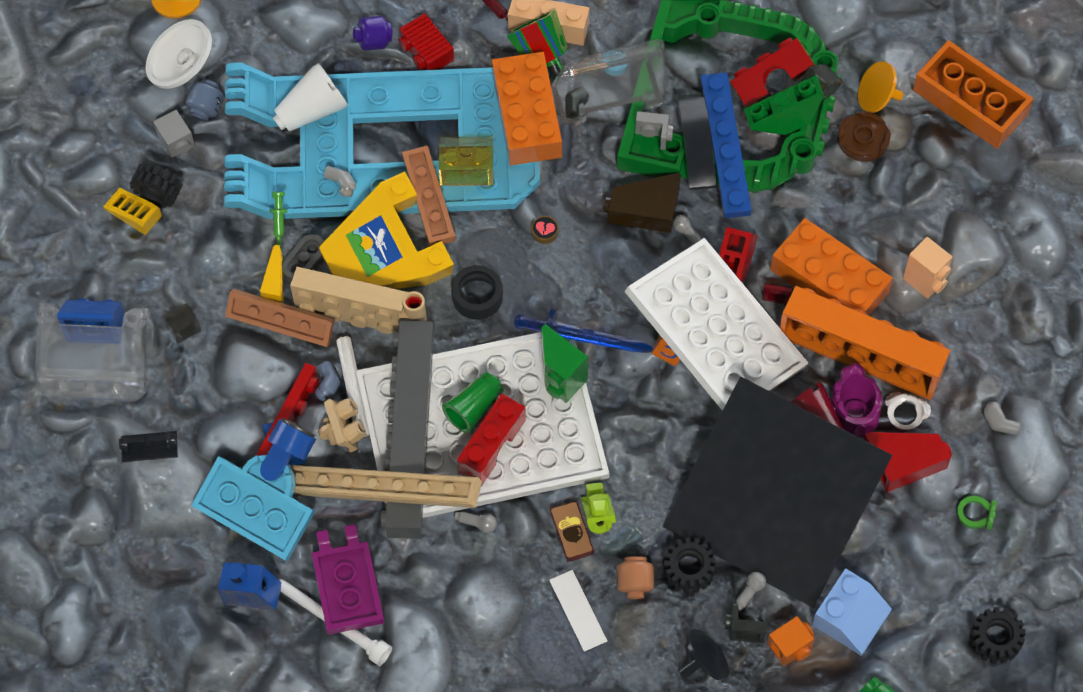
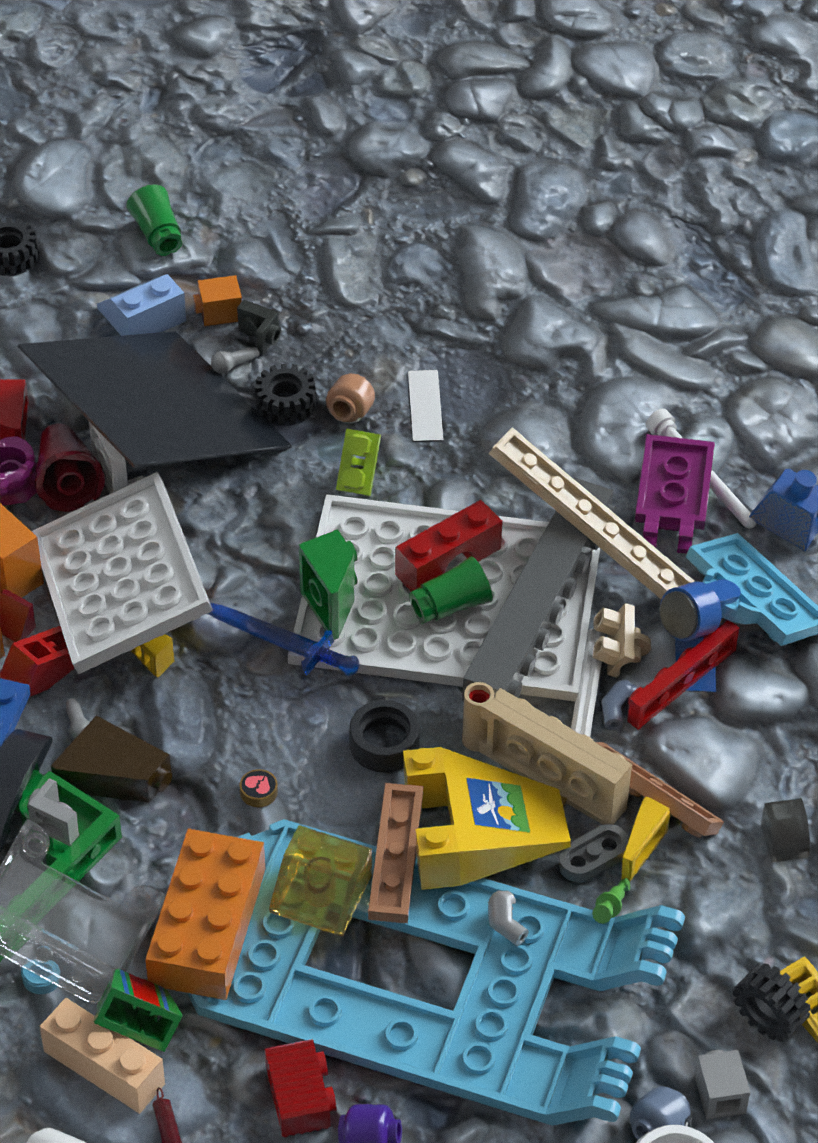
camera: 160 degrees left, 15 degrees down
(309, 100) = (506, 1025): white cone -> none
(486, 522) = (493, 501): light grey piece -> none
(571, 531) = (396, 468): tile -> none
(573, 100) = (135, 904): pearl dark grey arm -> none
(705, 654) = (315, 309): black shield -> none

